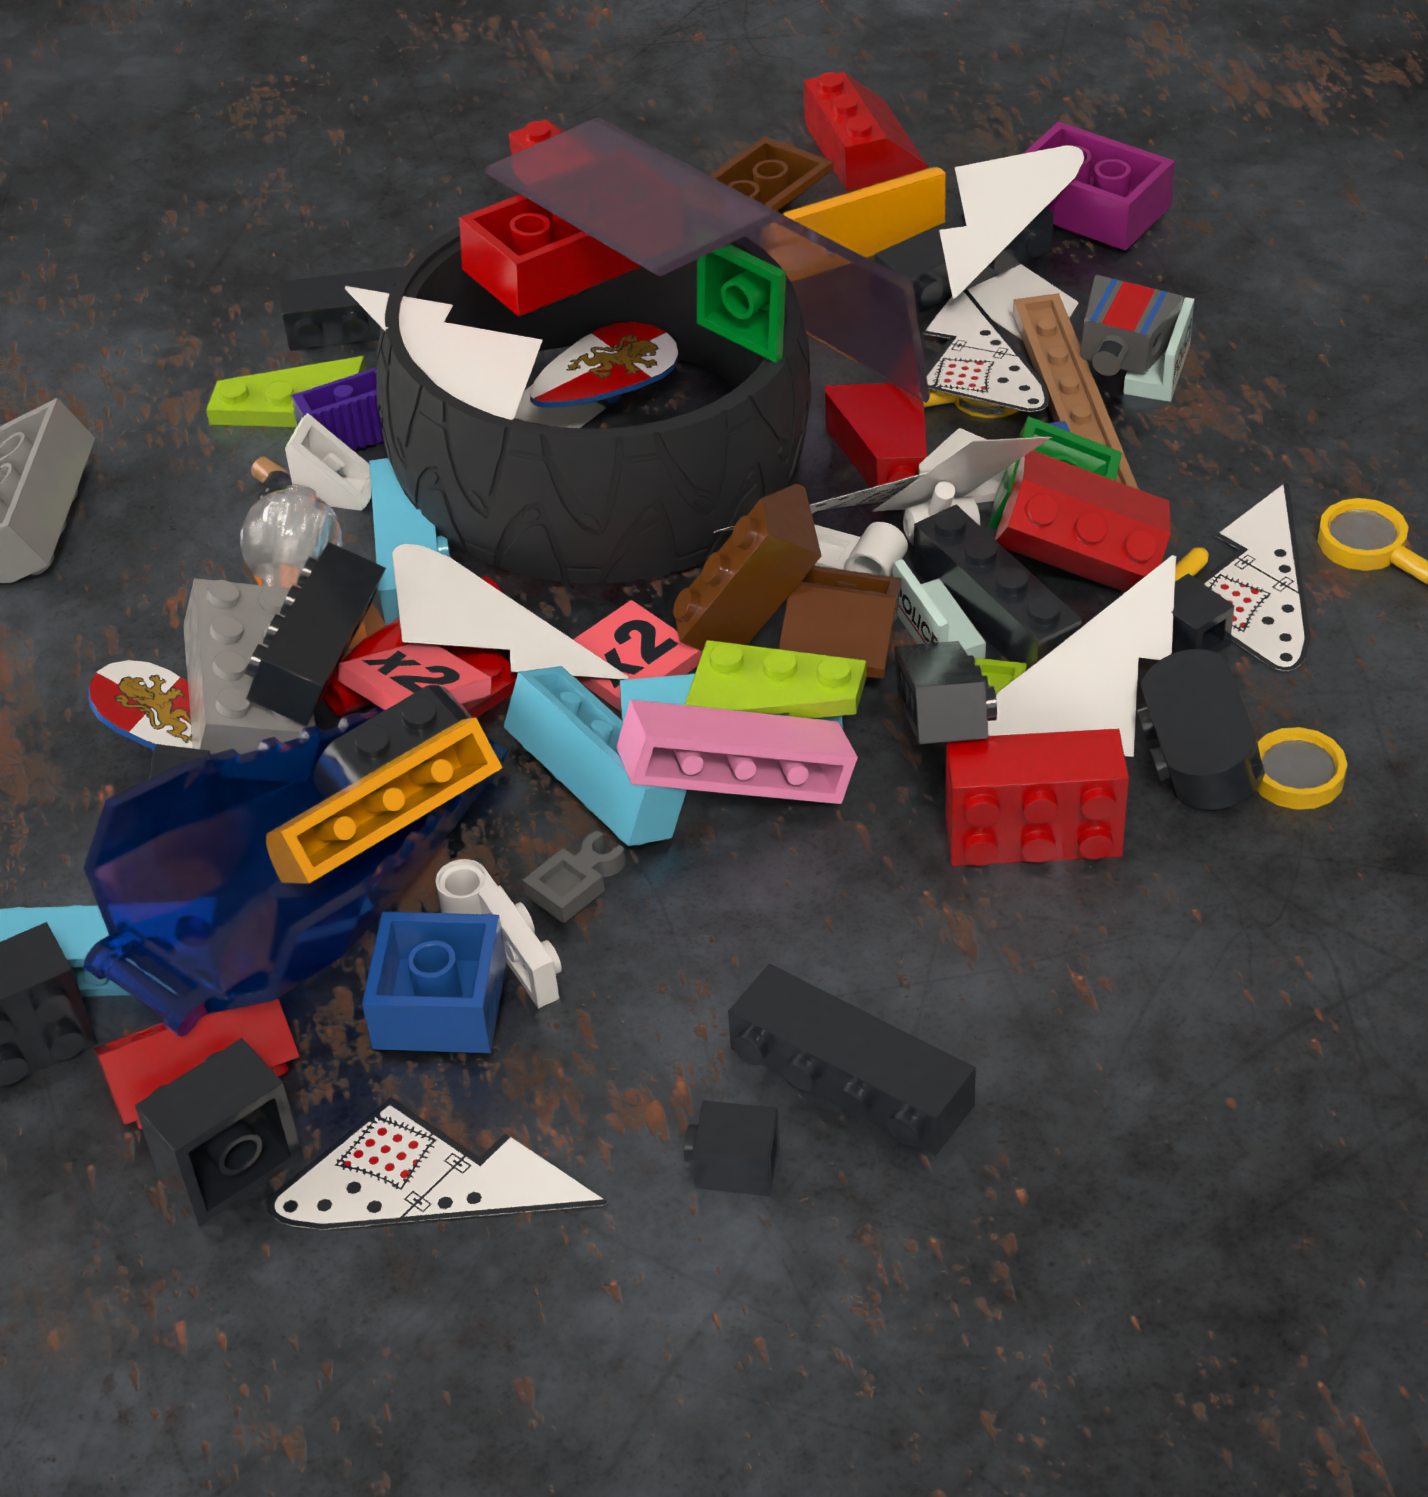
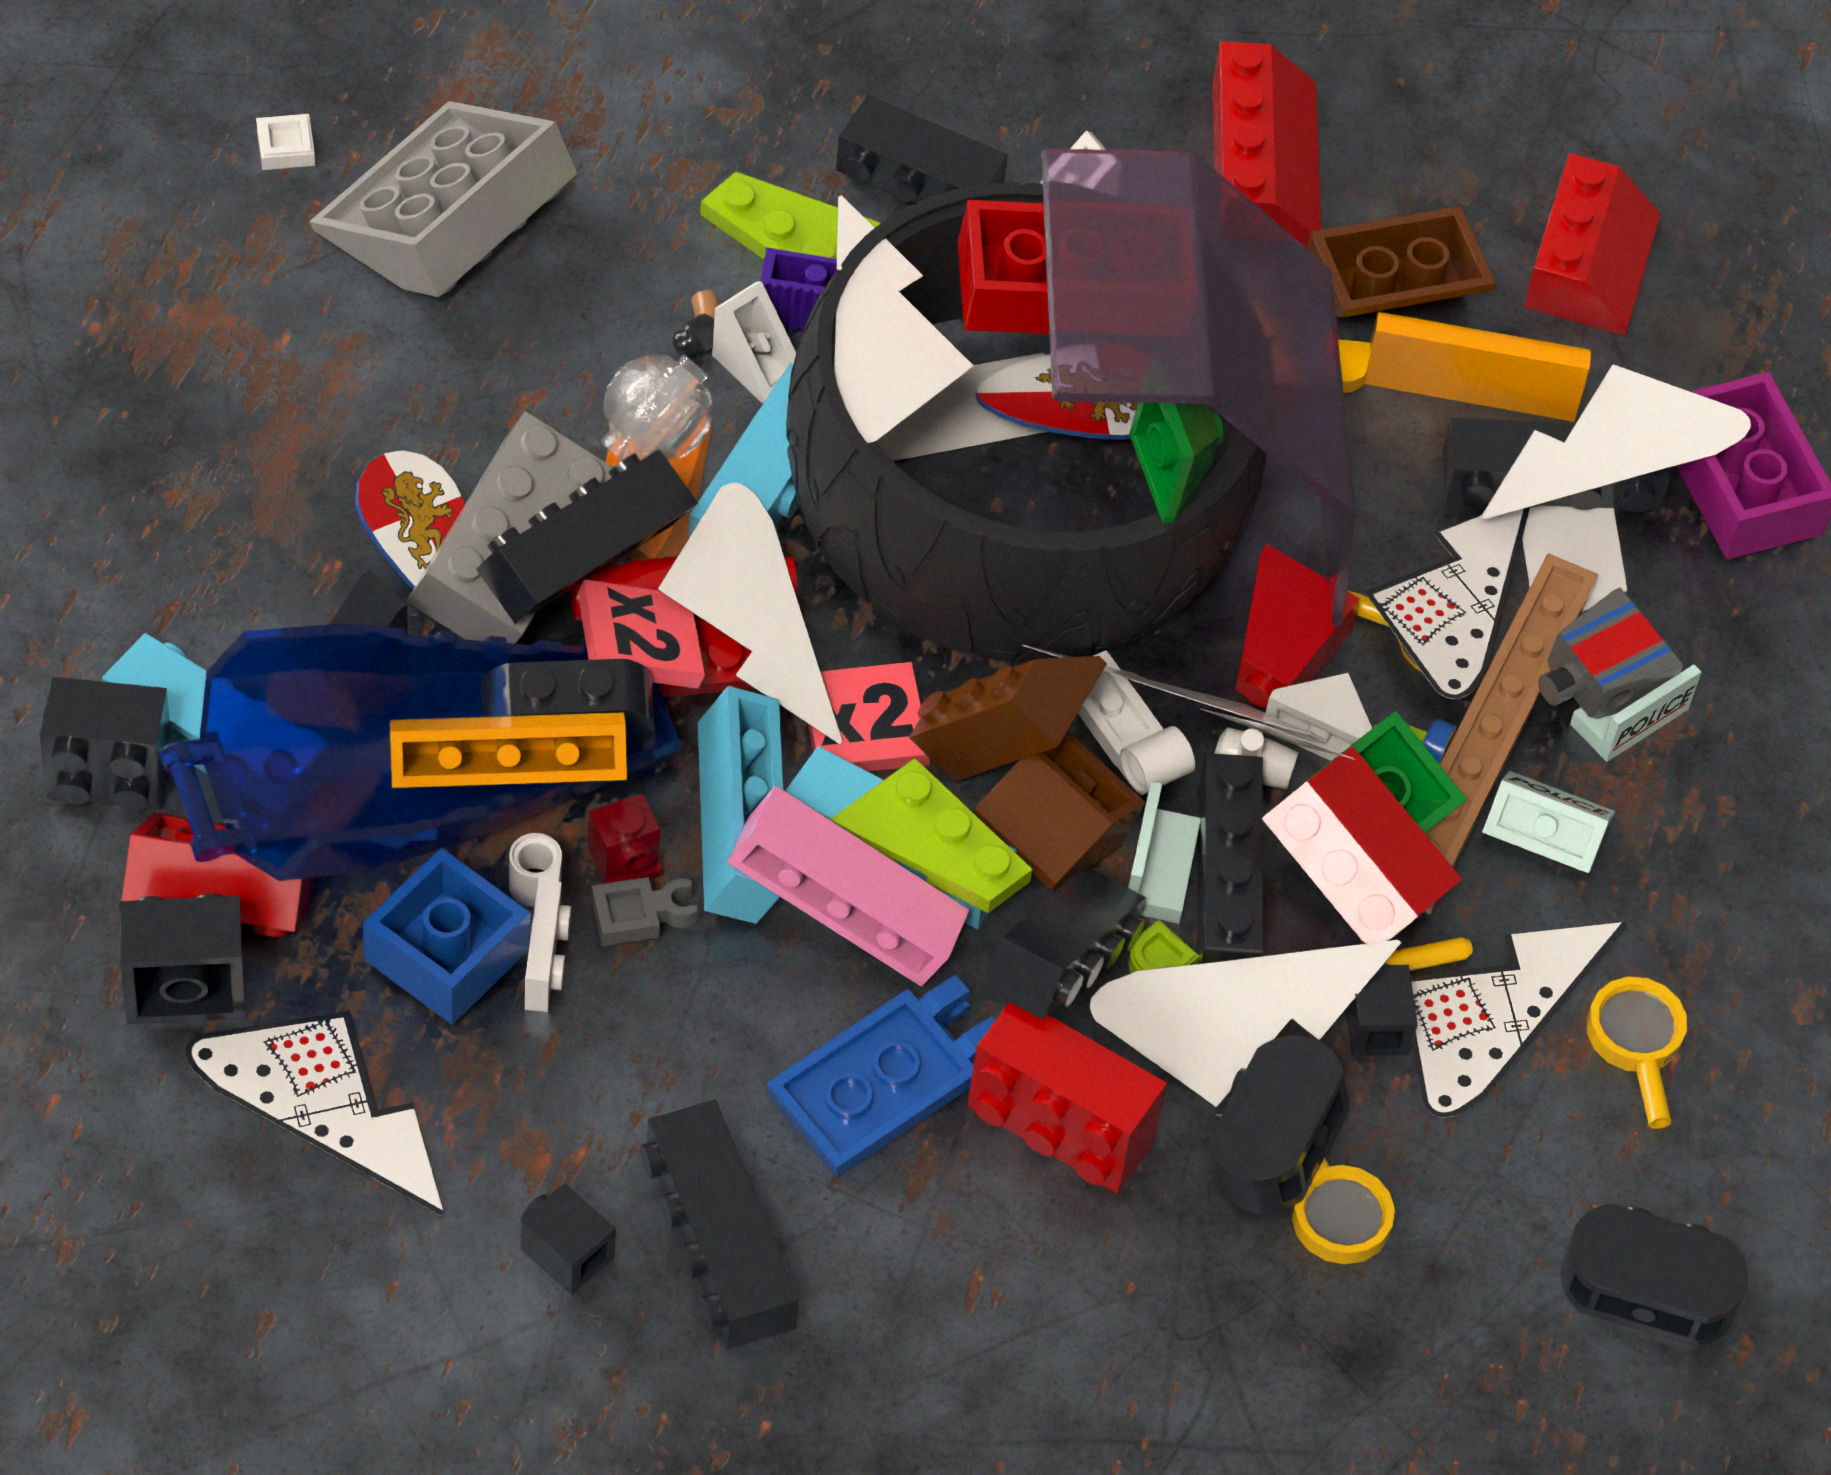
camera: 25 degrees right, 10 degrees up
(519, 833) = (625, 840): none -> dark red brick
(873, 880) = (880, 1075): none -> blue tile
(1179, 449) = (1548, 821): none -> light aqua panel

